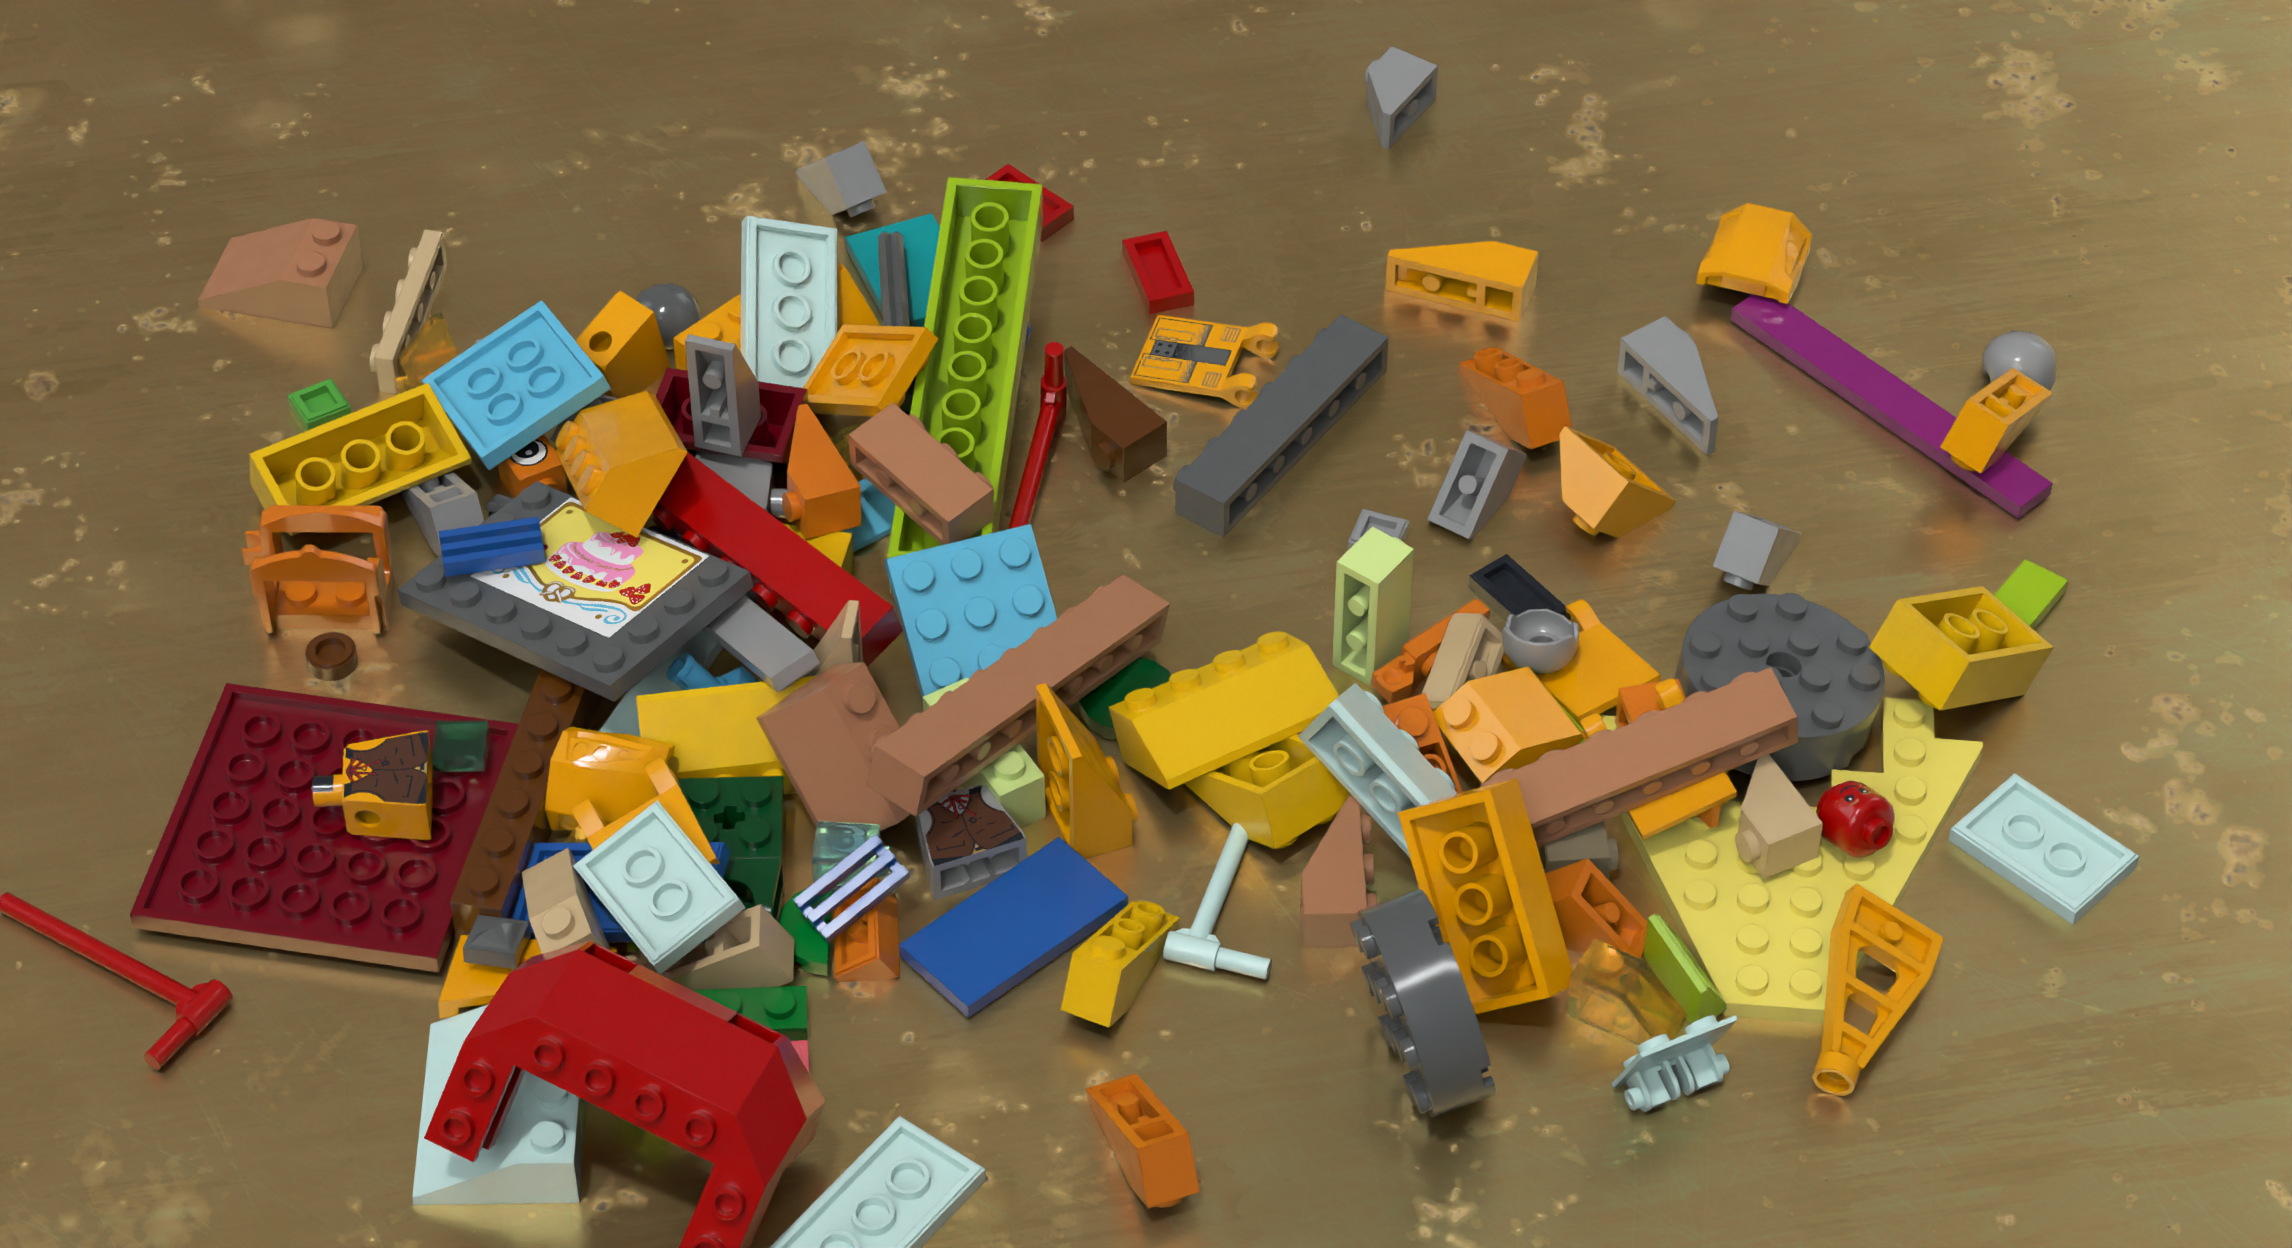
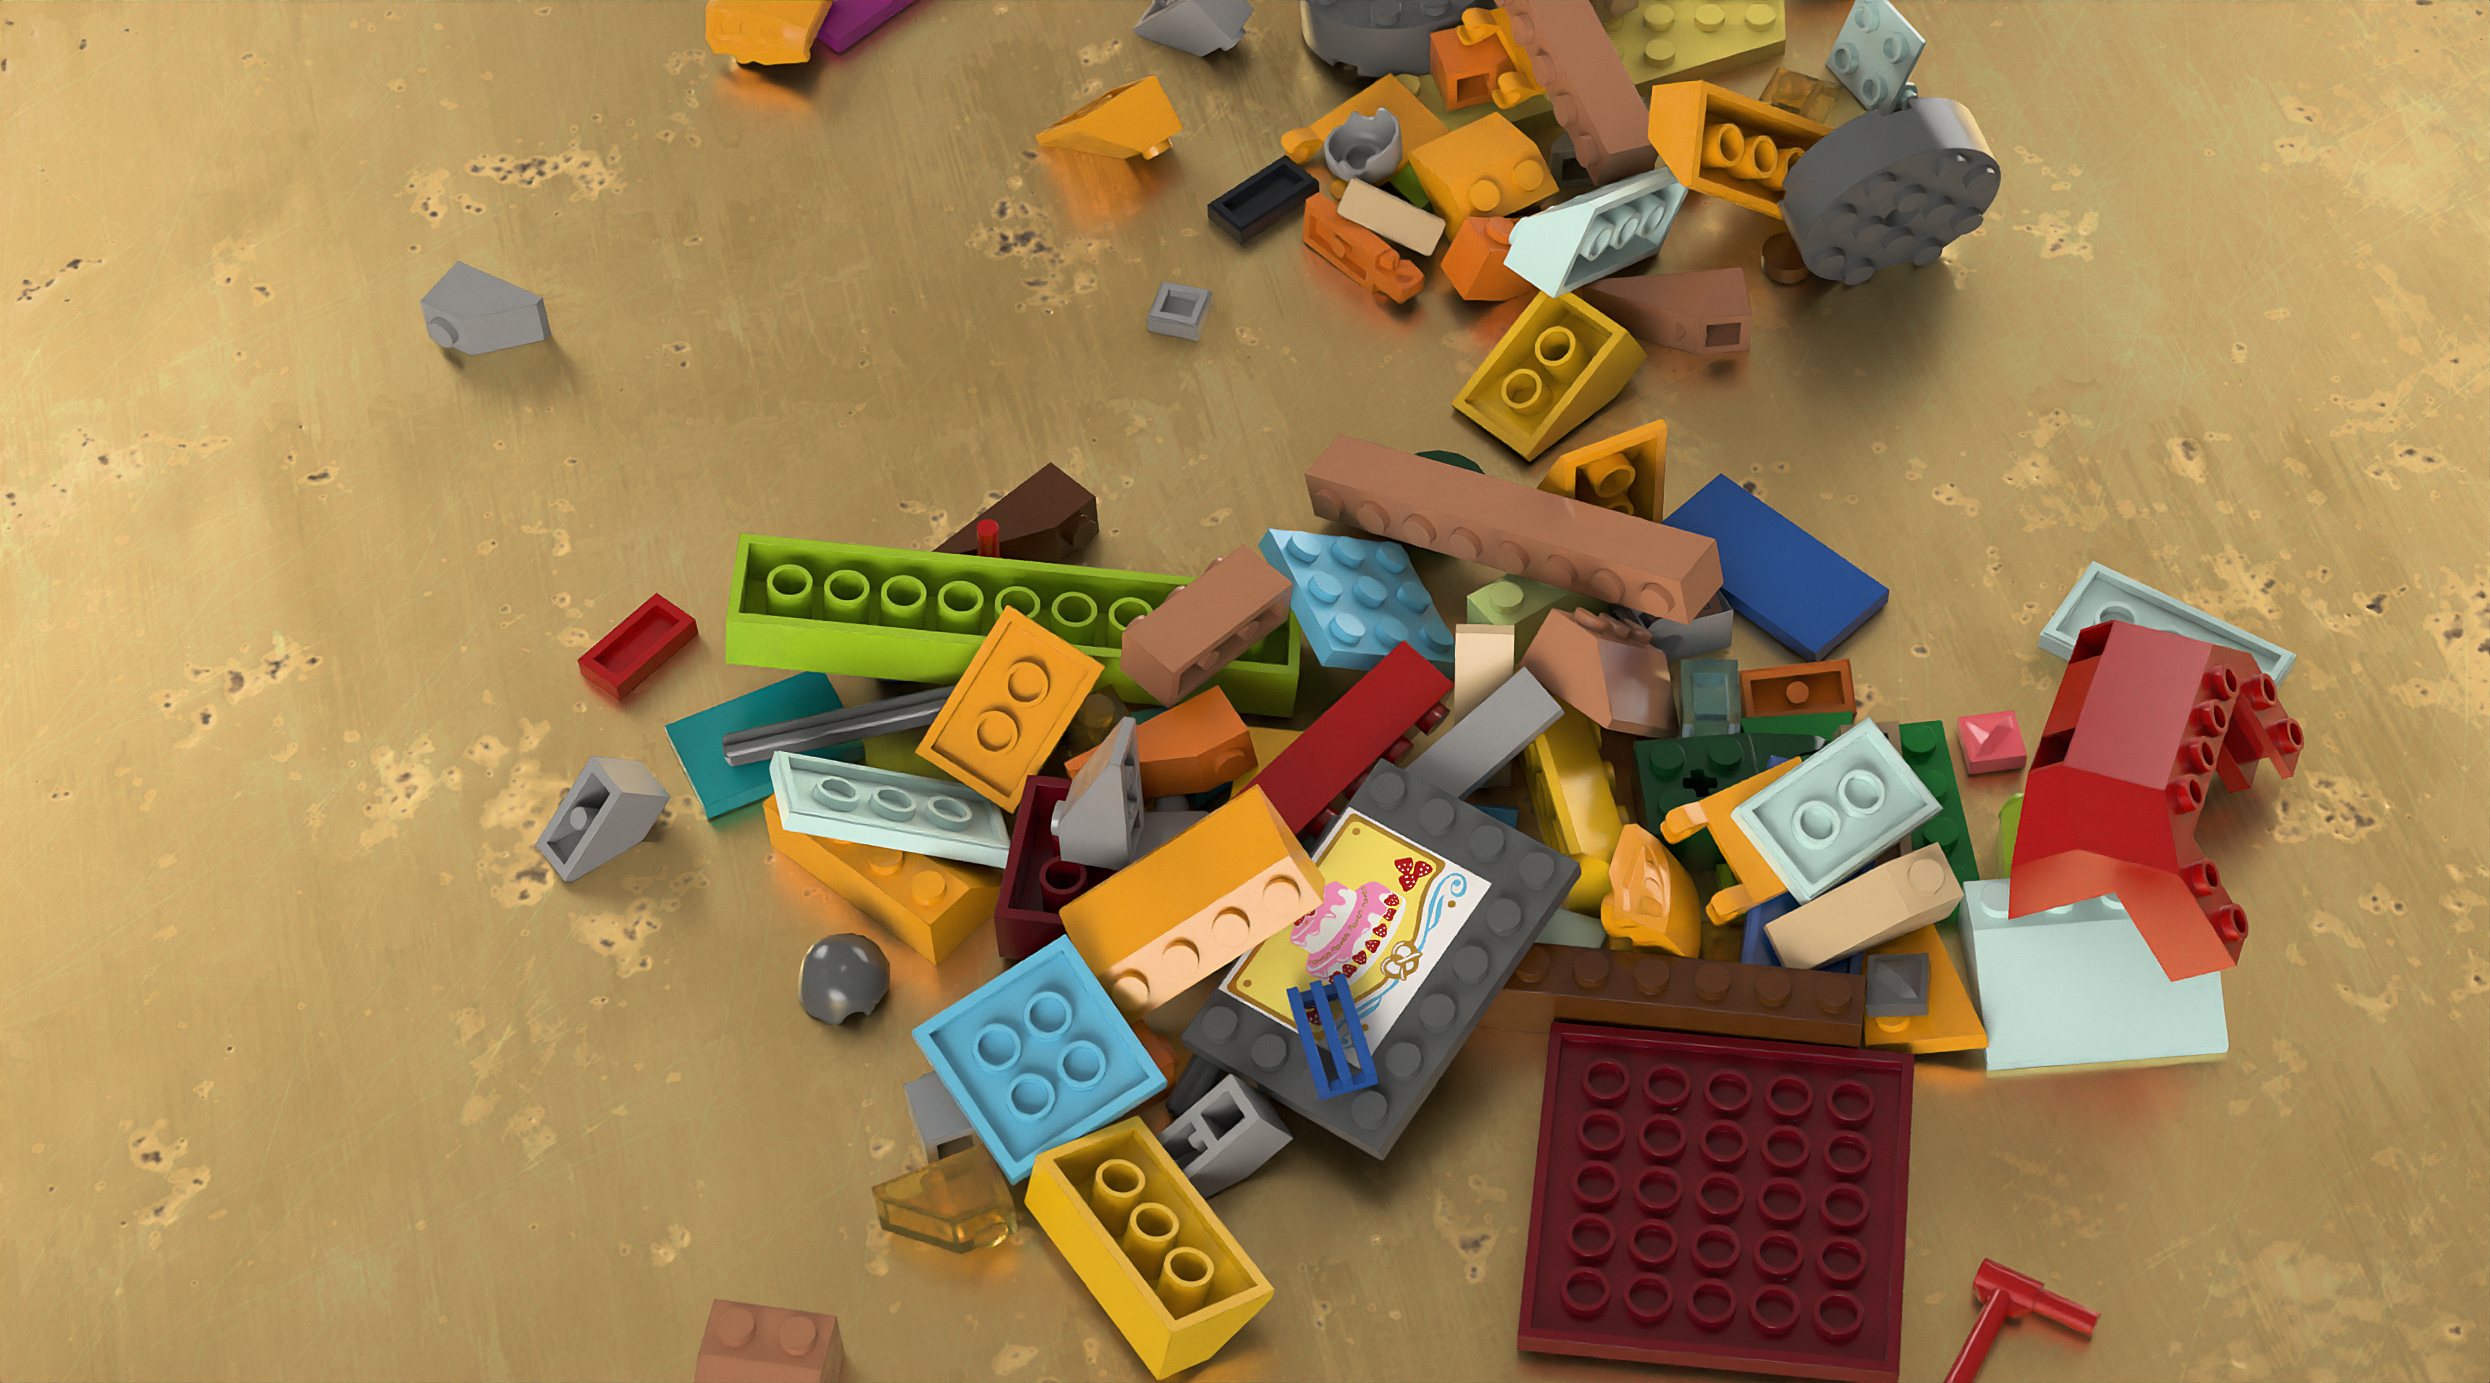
camera: 90 degrees left, 5 degrees up
(315, 585) = (1358, 1295): orange animal -> none
(318, 404) = (1002, 1335): bright green tile -> none
(331, 656) = (1438, 1251): reddish brown tile -> none
(383, 787) = (1691, 1118): torso -> none
(413, 303) = (840, 1245): tan plate -> none
(460, 746) = (1605, 1066): clear green tile -> none
(625, 346) = (925, 977): light orange torso -> none
(841, 871) = (1774, 676): tile -> none
(1116, 962) = (1819, 472): yellow slope -> none
(1145, 1140) = (2034, 436): orange slope -> none
(1158, 272) = (774, 510): red tile -> none
(1197, 945) = (1769, 424): light aqua bar -> none
(1201, 357) = (904, 476): light orange flag -> none
(1222, 709) = (1481, 389): yellow slope -> none
(1280, 425) = (1028, 384): dark grey brick -> none
(1372, 604) = (1347, 260): yellowish green brick -> none
(1469, 276) = (795, 224): light orange slope -> none
(1476, 484) = (1113, 223): light grey slope -> none
(1520, 396) = (977, 197): orange slope -> none
(1669, 374) = (954, 77): light grey slope -> none
(1680, 971) = (1753, 65): lime slope -> none

